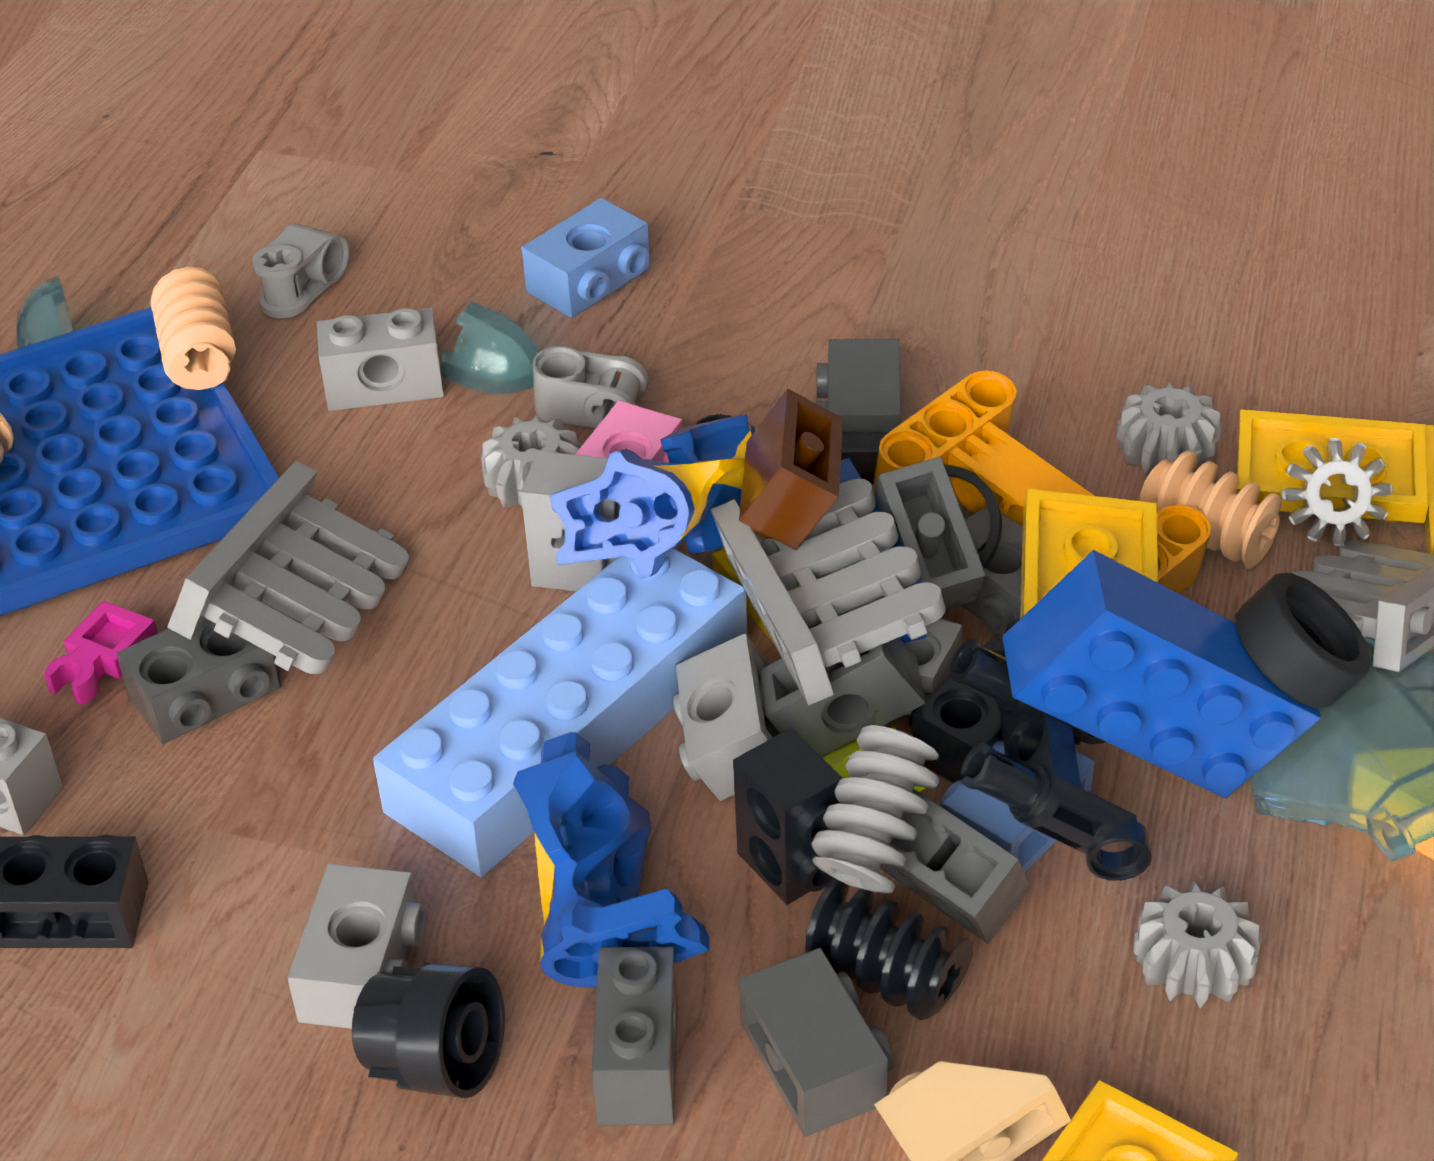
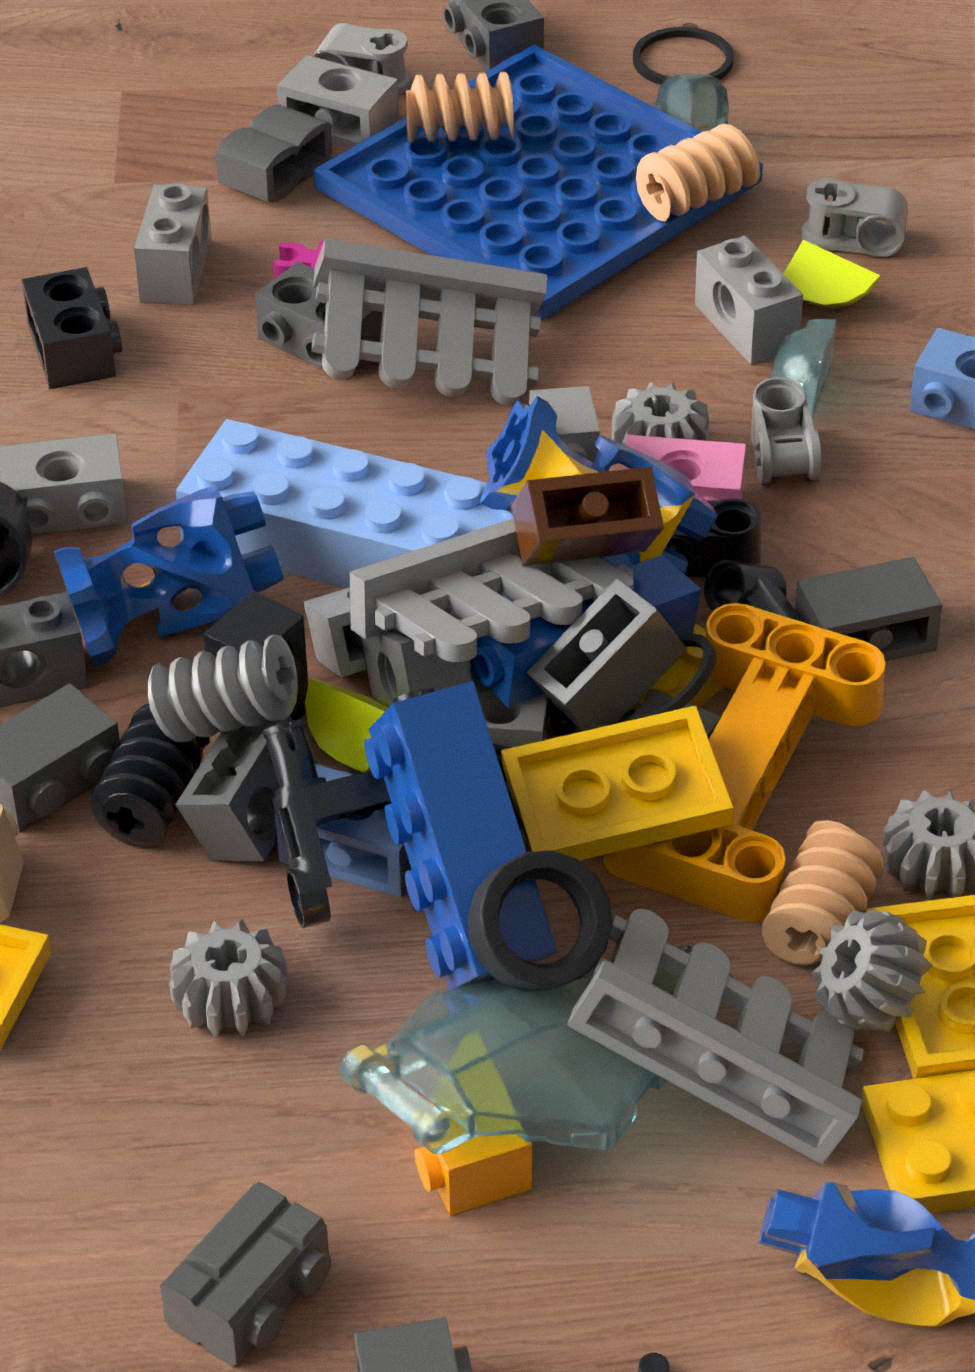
camera: 70 degrees right, 0 degrees up
(377, 296) = (827, 278): none -> neon yellow brick

